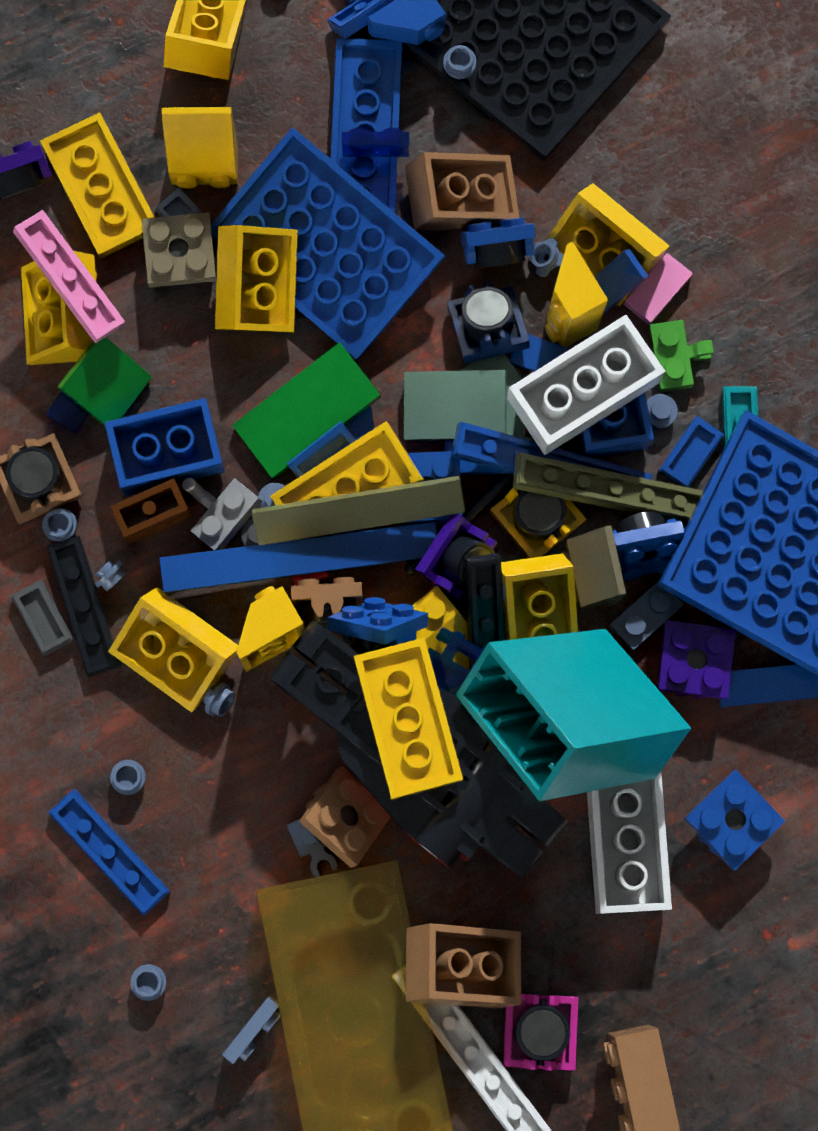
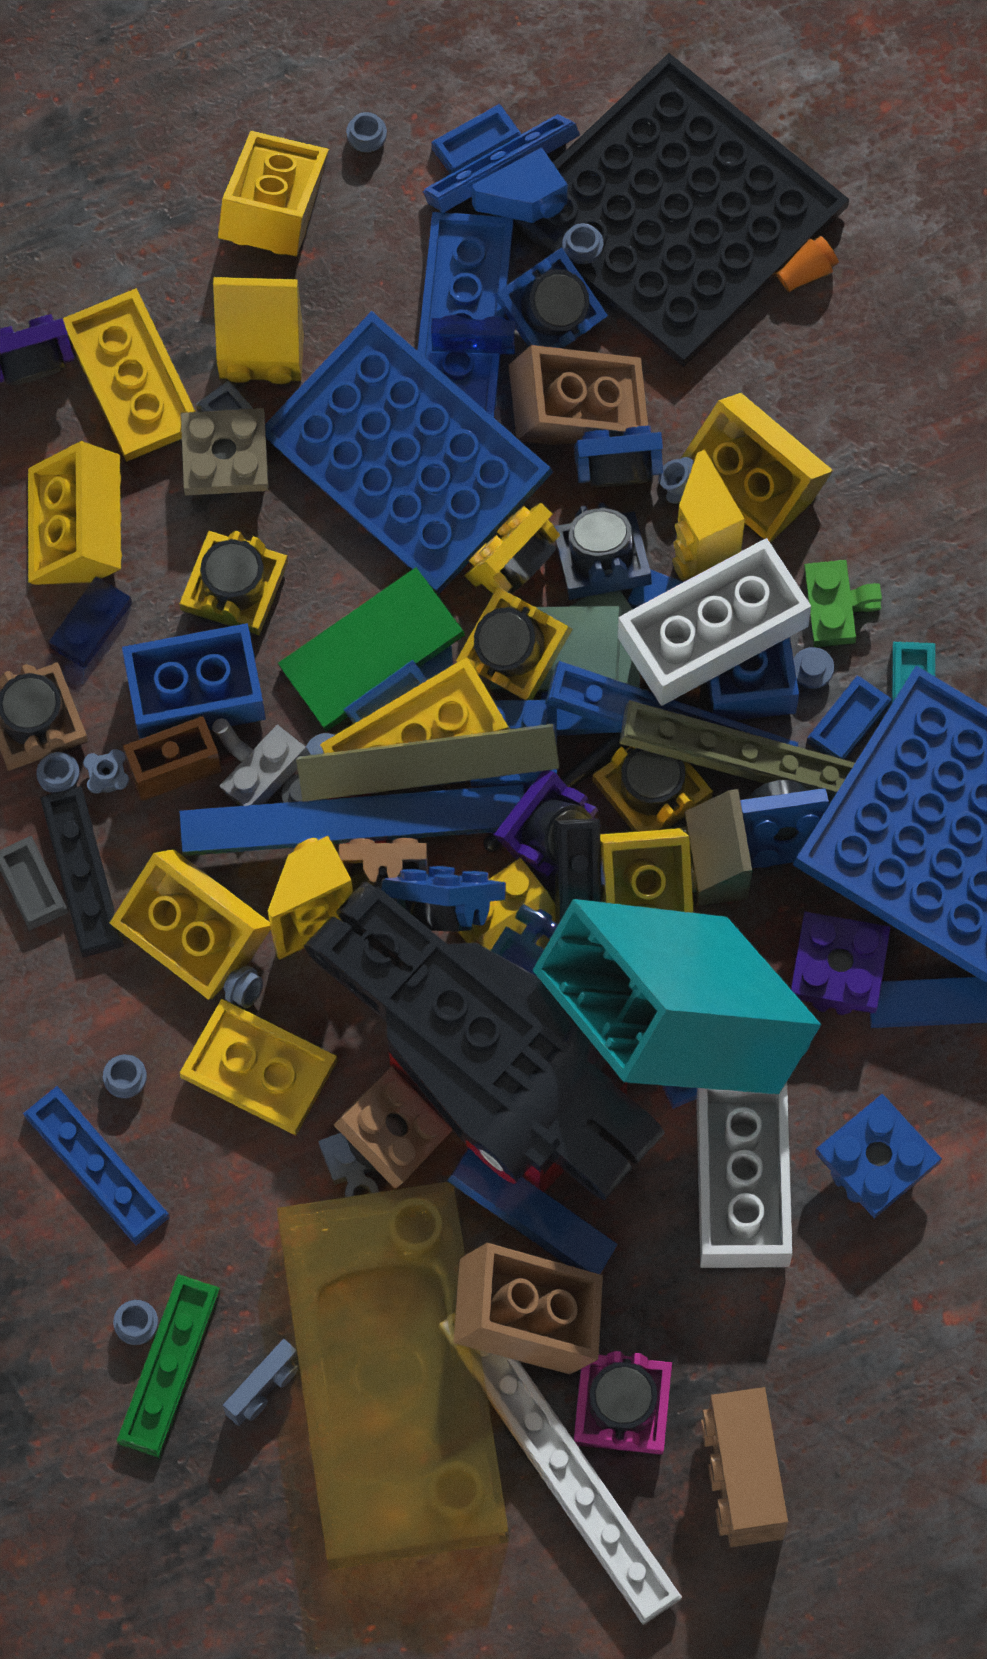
camera: 10 degrees right, 10 degrees down
(68, 276) = (89, 472): bright pink plate -> none
(95, 531) = (106, 783): none -> sand blue plate
(105, 381) = (124, 601): green tile -> none
(109, 575) = (116, 833): sand blue plate -> none
(176, 1016) = (168, 1366): none -> green tile
(193, 358) = (234, 581): none -> piece
(235, 765) = (258, 1067): none -> yellow plate
(256, 278) = (317, 488): yellow slope -> none
(408, 718) = (472, 992): yellow plate -> none
(419, 326) = (518, 552): none -> yellow piece
(422, 405) = (515, 644): none -> piece
(436, 113) = (550, 303): none -> piece
(465, 884) = (534, 1215): none -> blue tile
(620, 278) = (766, 506): blue tile -> none
(641, 71) = (808, 264): none -> orange cone
(645, 616) = (781, 912): sand blue plate -> none
(658, 289) = (818, 523): bright pink tile -> none

